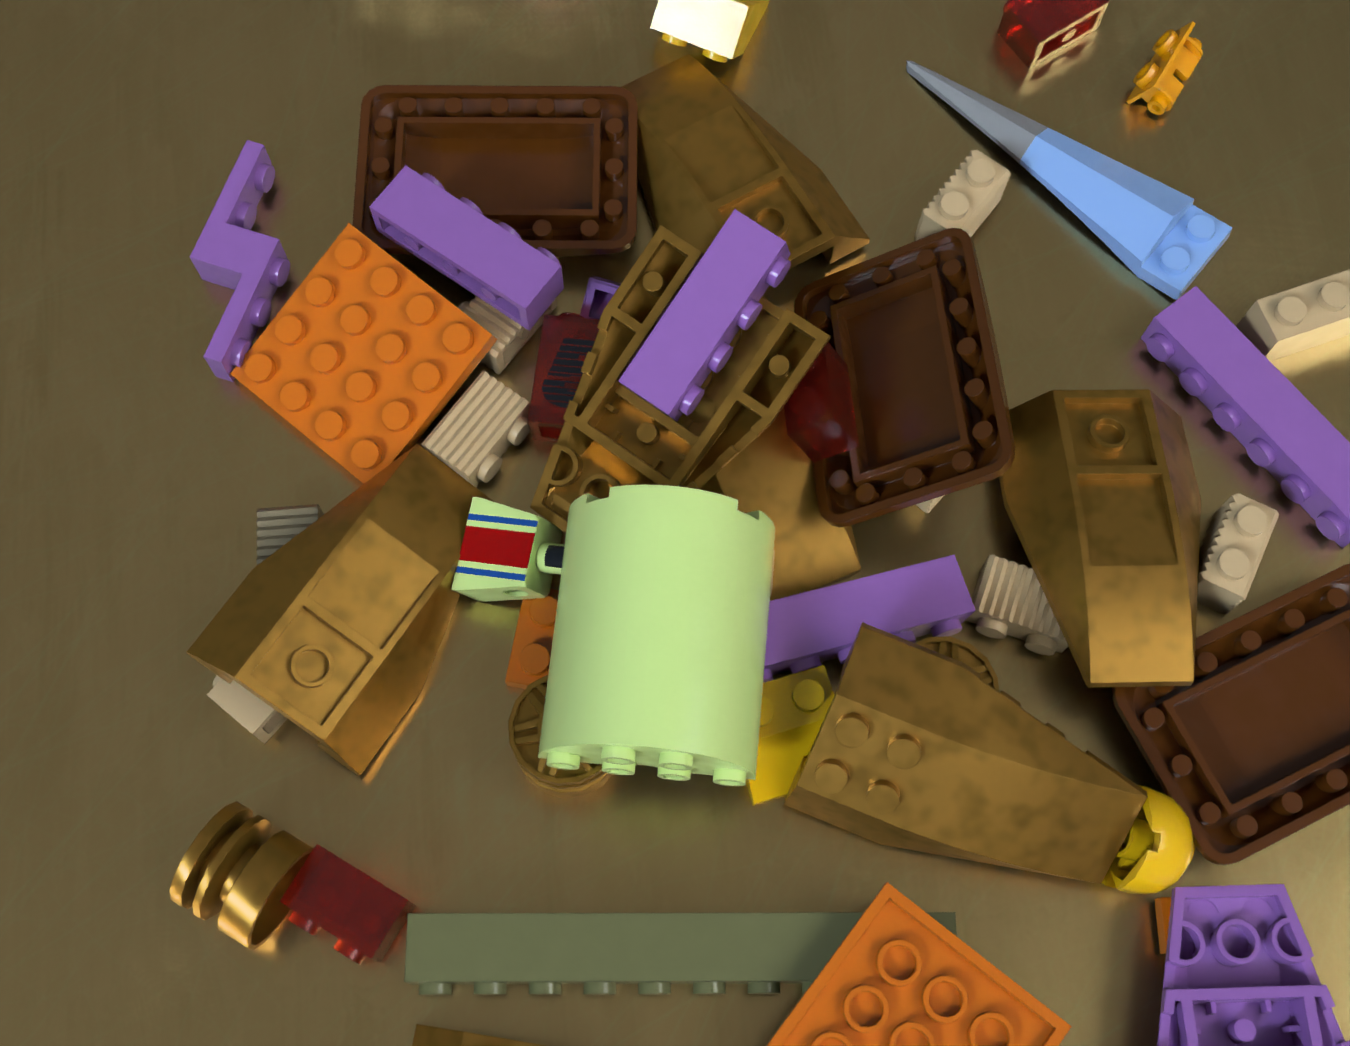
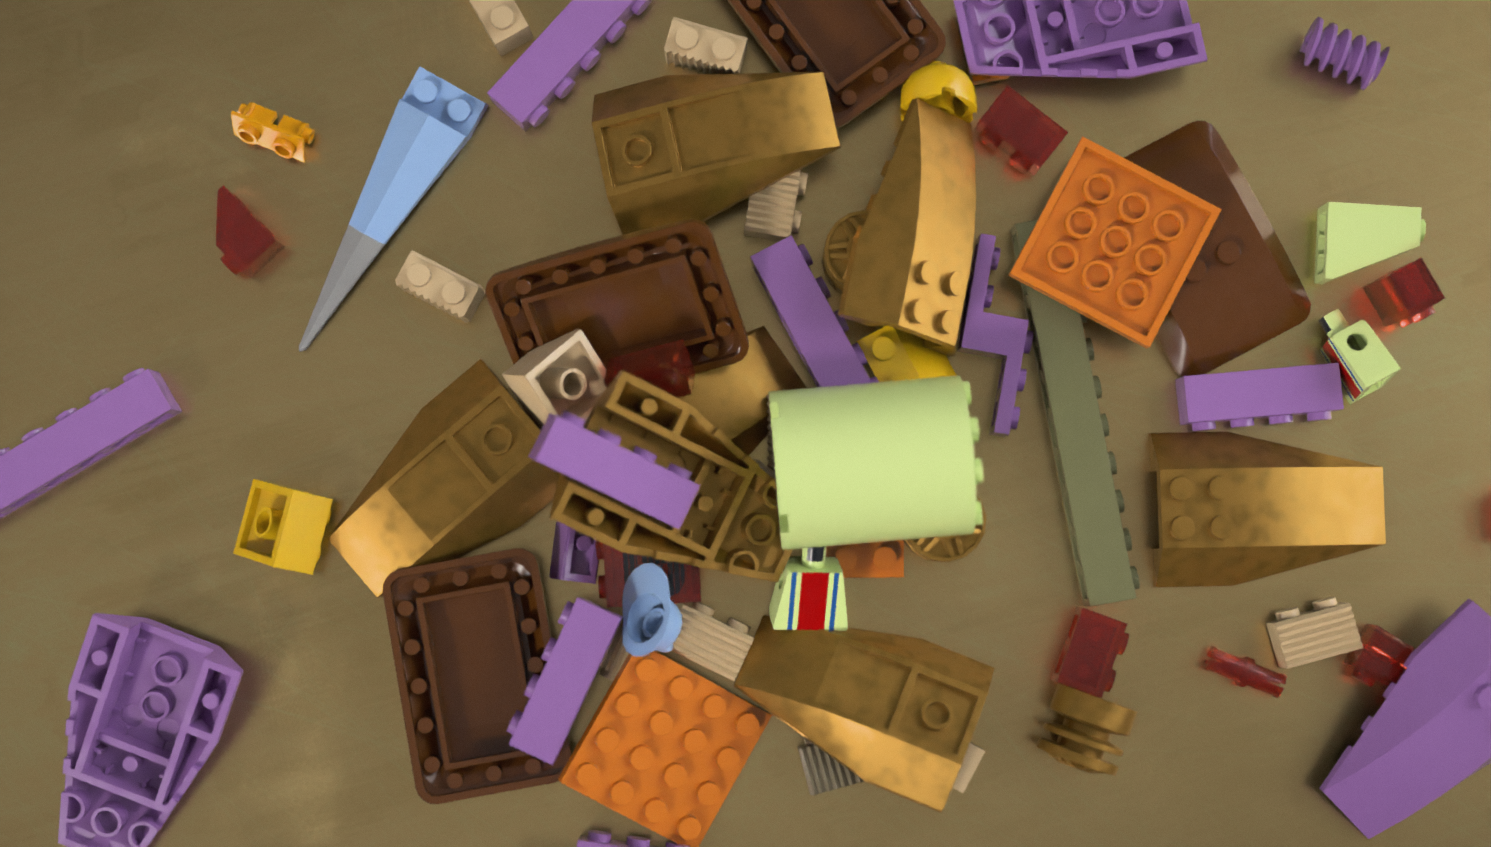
camera: 100 degrees left, 15 degrees up
(521, 354) = (649, 615): none -> light blue piece
(804, 859) = (994, 336): none -> medium lavender bracket
(833, 296) = (558, 378): none -> tan slope
(1084, 951) = (1020, 131): none -> clear red brick

